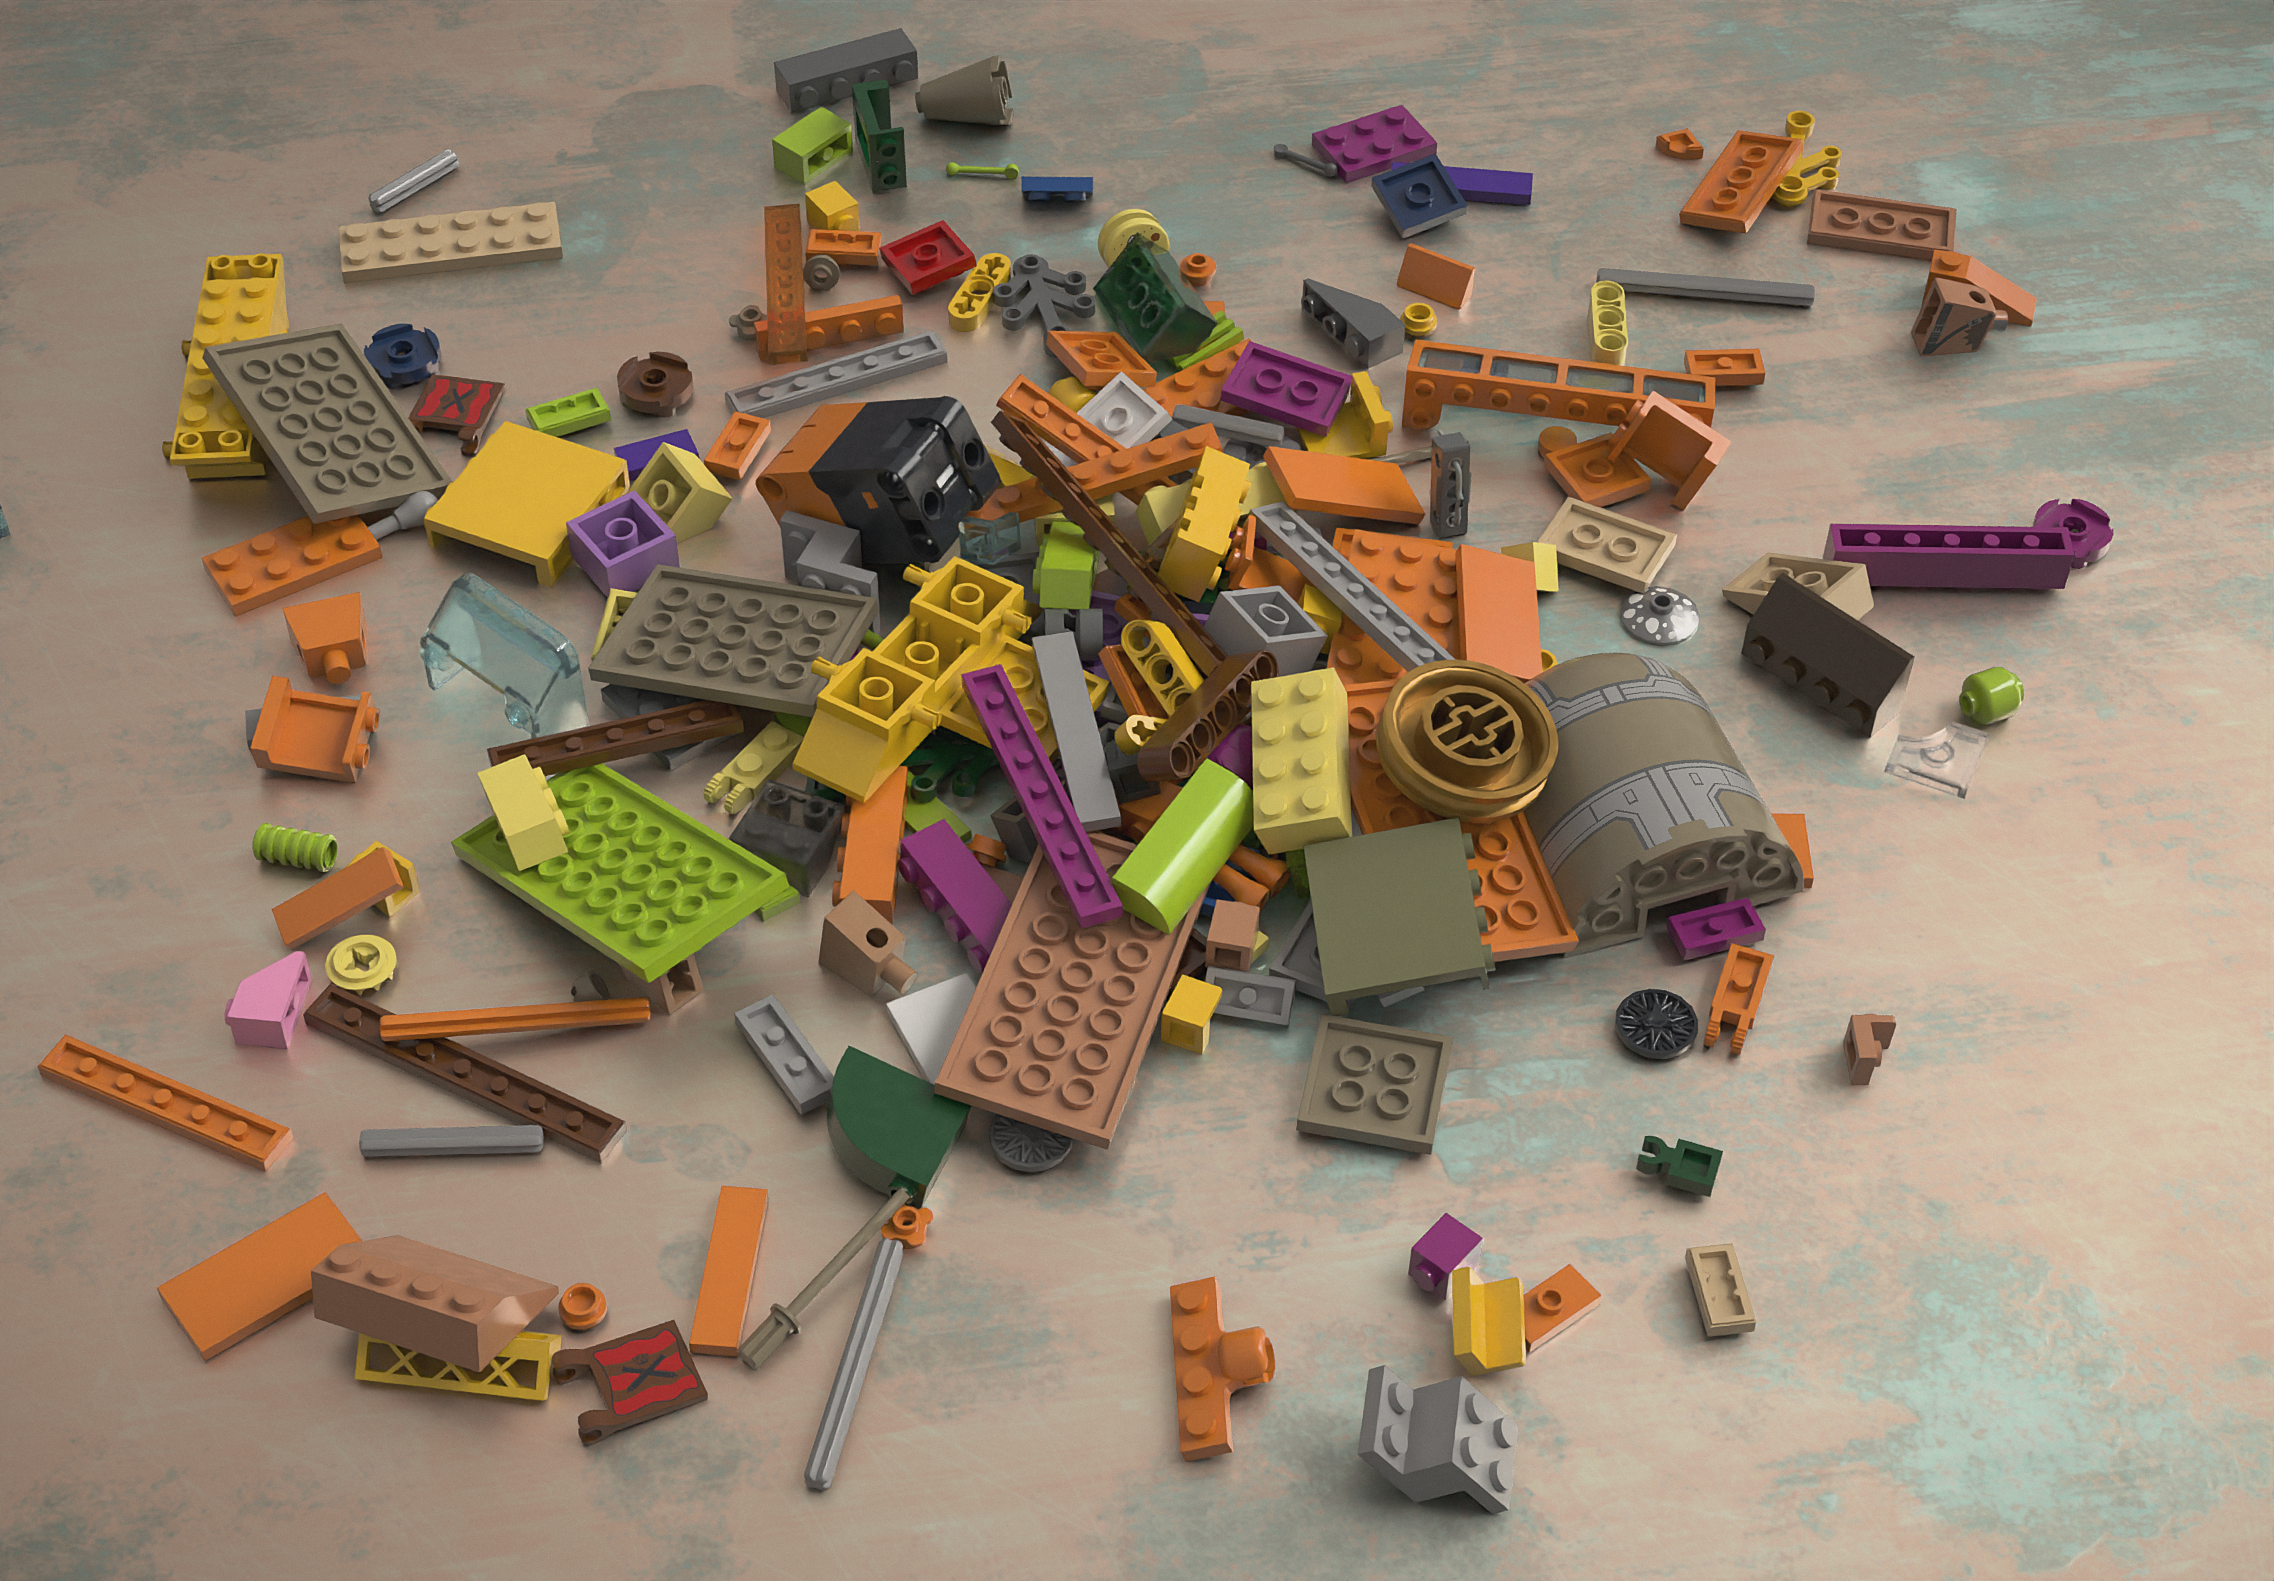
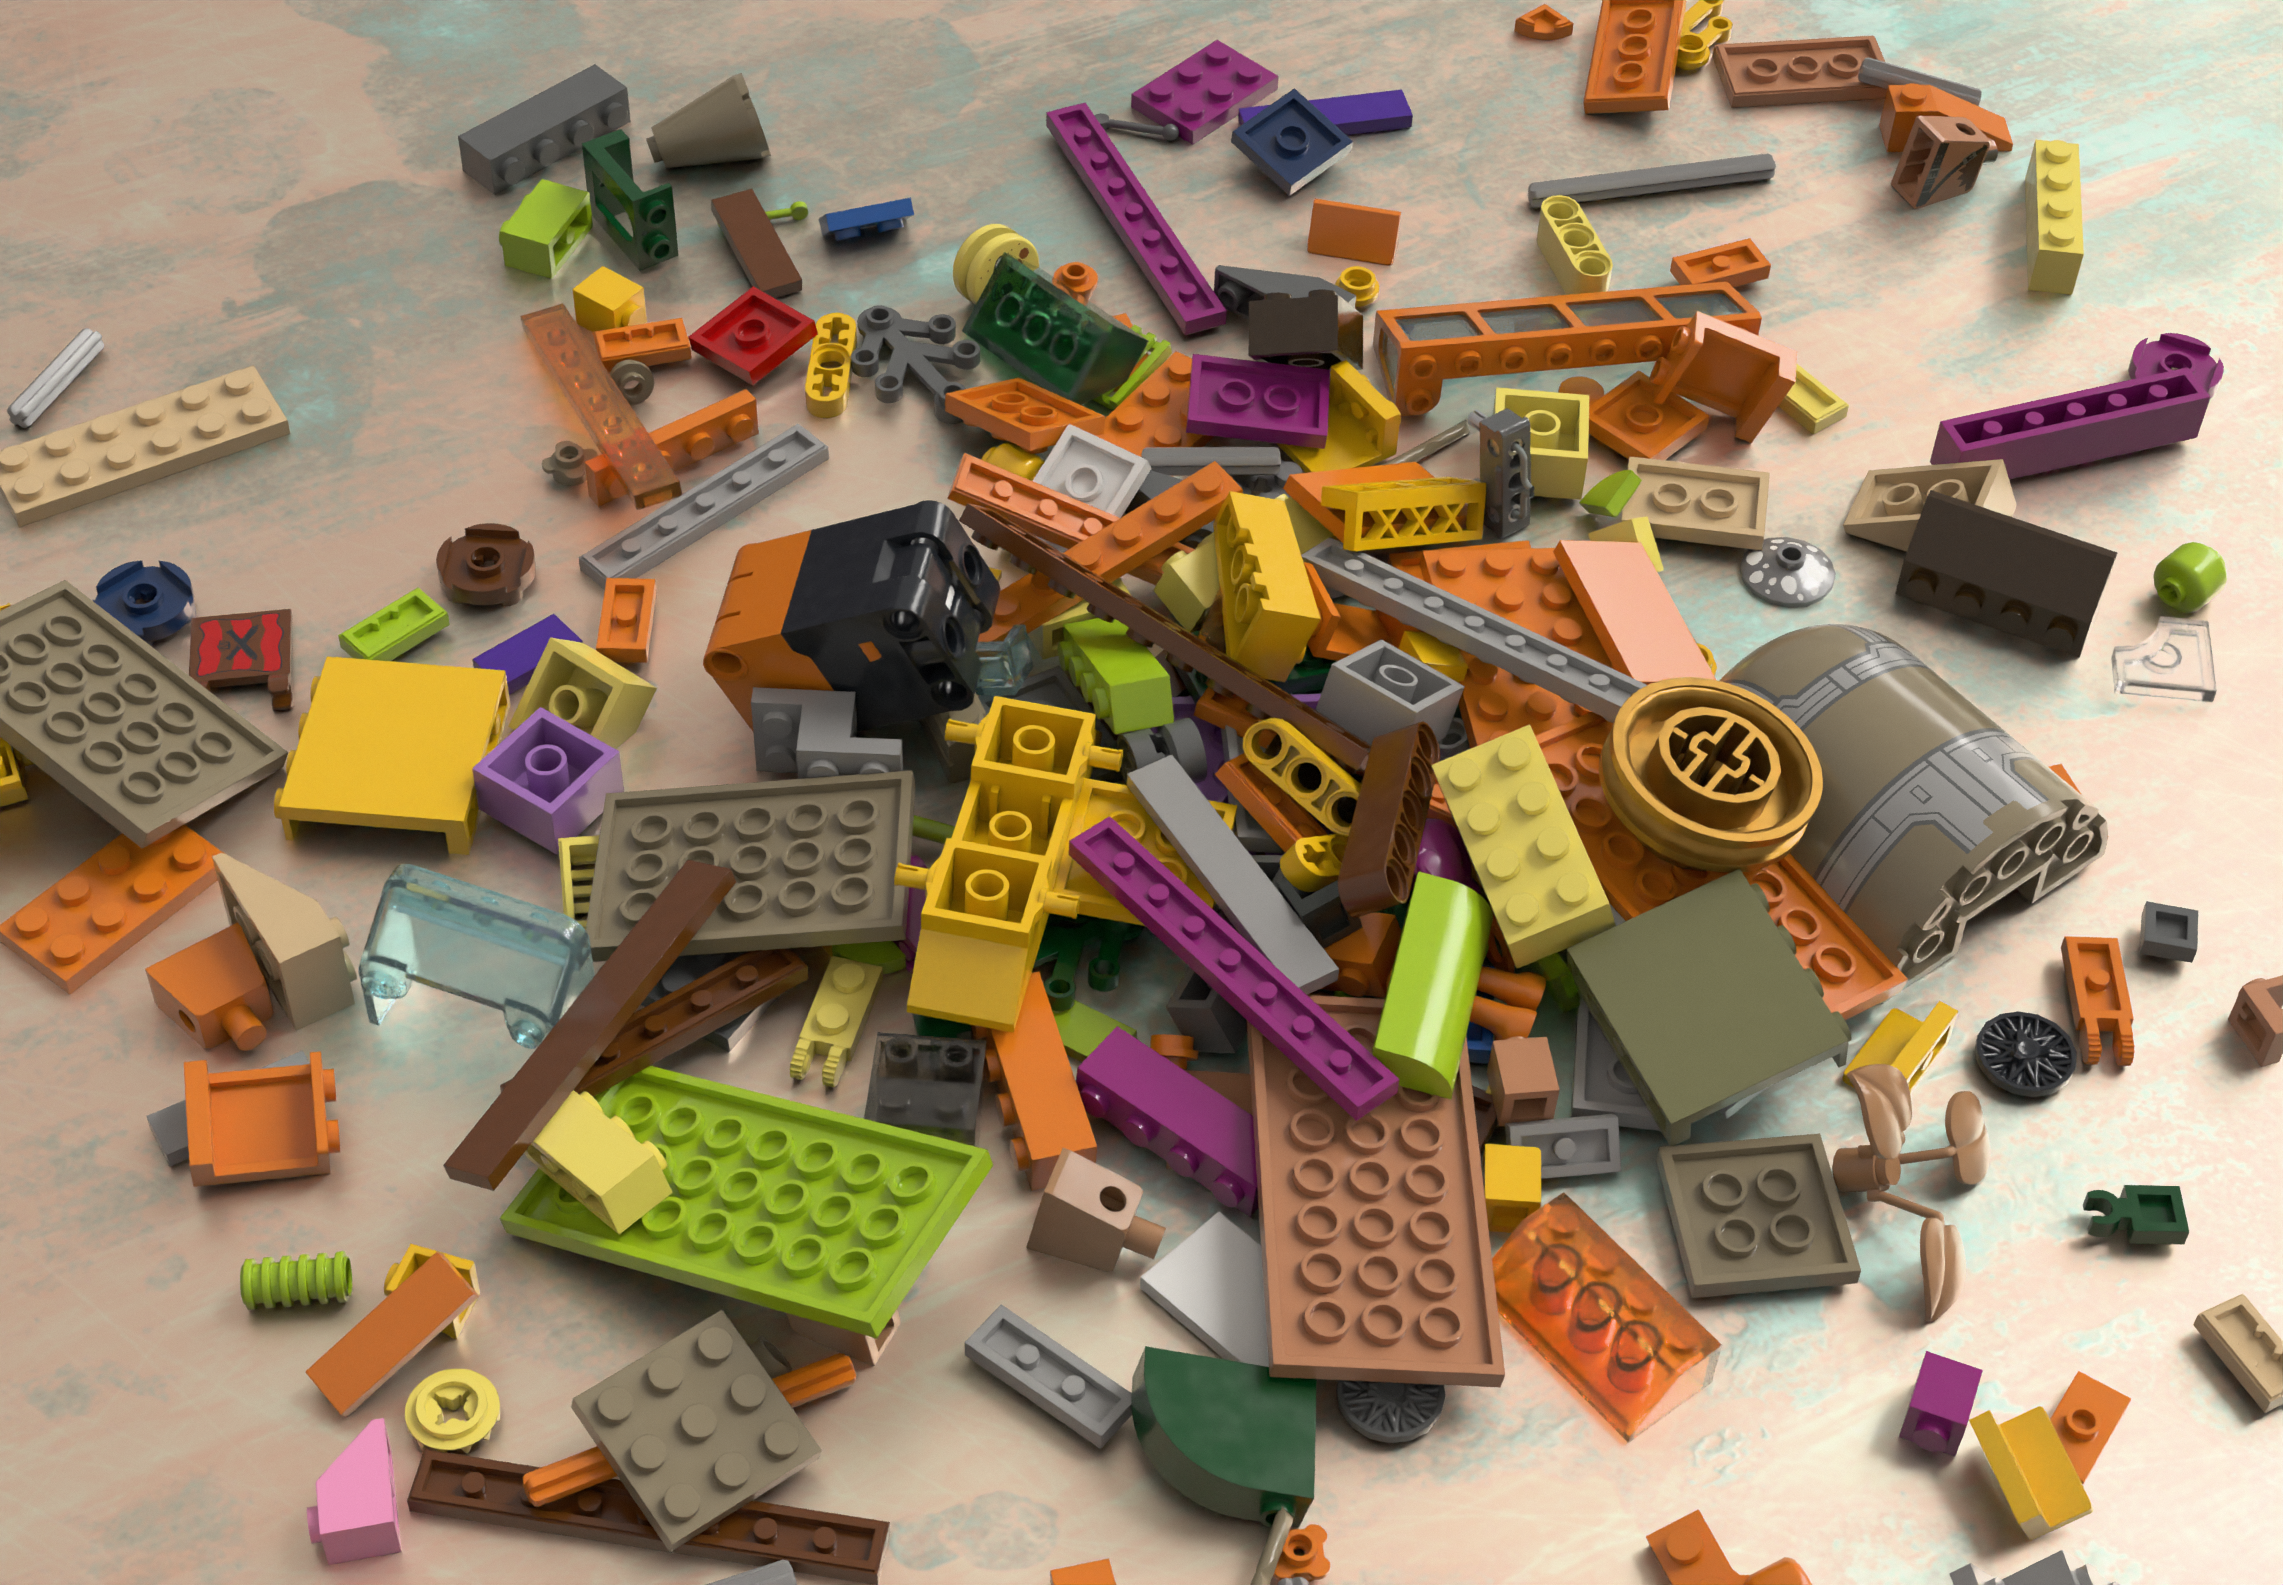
camera: 20 degrees left, 0 degrees up
(387, 615) = (290, 940): none -> tan slope
(408, 515) = (249, 803): light grey piece -> none
(512, 1018) = (695, 1429): none -> dark tan plate
(562, 719) = (589, 1026): none -> reddish brown tile
(964, 190) = (756, 243): none -> reddish brown tile
(1212, 1124) = (1601, 1318): none -> clear orange slope
(1267, 231) = (1136, 219): none -> magenta plate
(1344, 342) = (1305, 330): none -> dark brown brick
(1356, 482) = (1443, 493): none -> yellow fence
(1481, 1024) = (1876, 1167): none -> medium nougat plant
(1504, 468) = (1556, 438): none -> light yellow brick
(1538, 521) = (1611, 494): none -> lime tile
(1555, 998) = (1907, 1043): none -> yellow panel
(1715, 928) = (2036, 923): magenta plate -> none
(1743, 482) = (1813, 403): none -> light yellow tile
(1823, 962) = (2169, 931): none -> dark grey plate
(1942, 240) = (1884, 74): none -> light grey axle
(2029, 385) = (2053, 217): none -> light yellow brick

